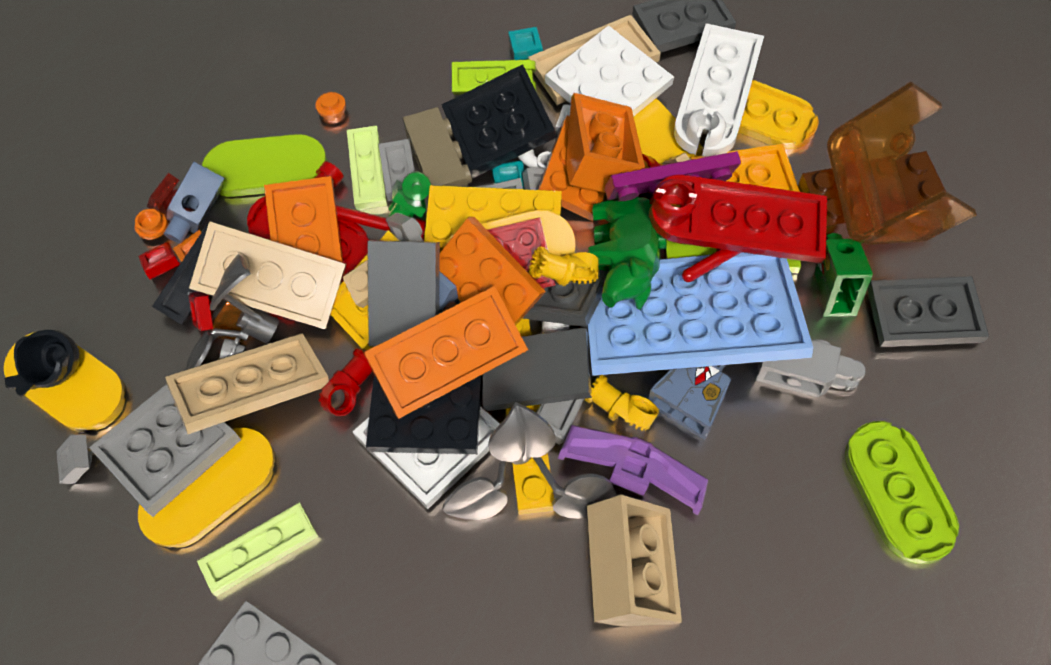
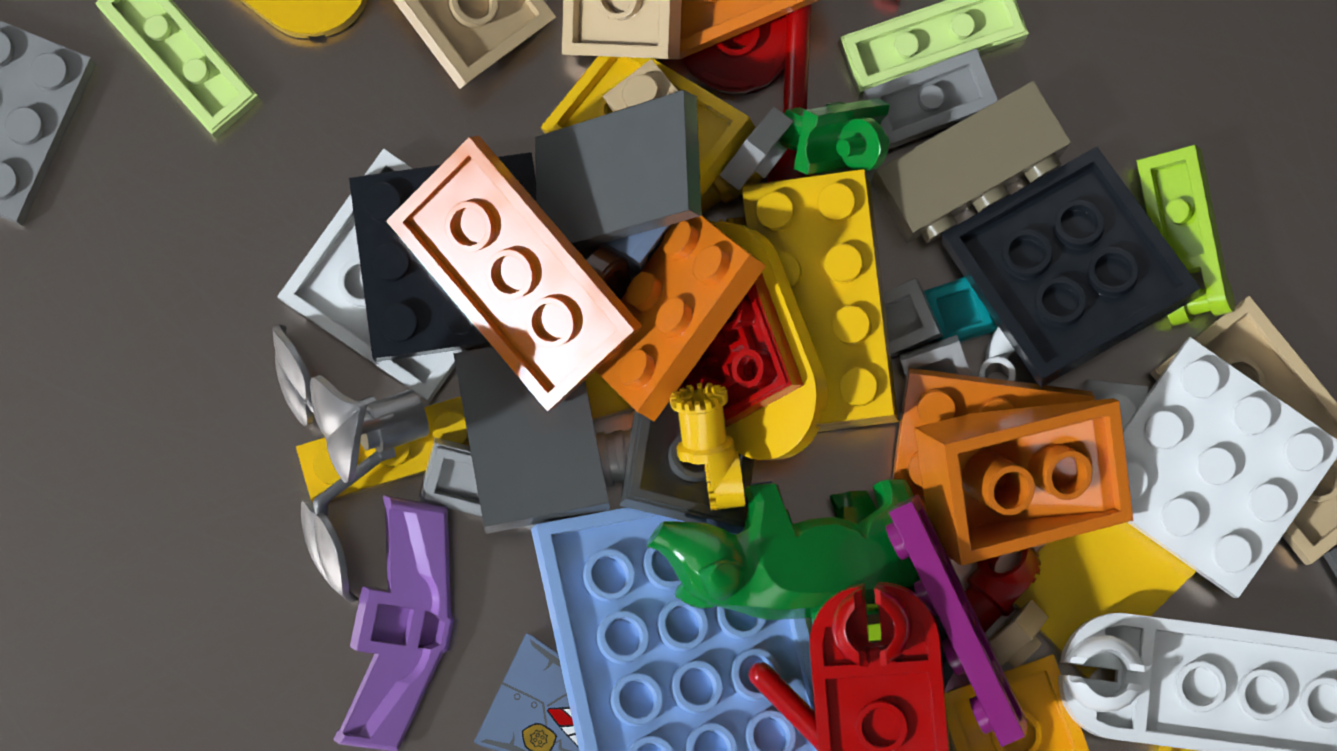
camera: 75 degrees right, 20 degrees up
(347, 380) = (470, 116): red connector -> none
(524, 43) = (1290, 282): teal plate -> none
(632, 408) = (503, 587): yellow connector -> none
(632, 563) = (233, 644): tan slope -> none

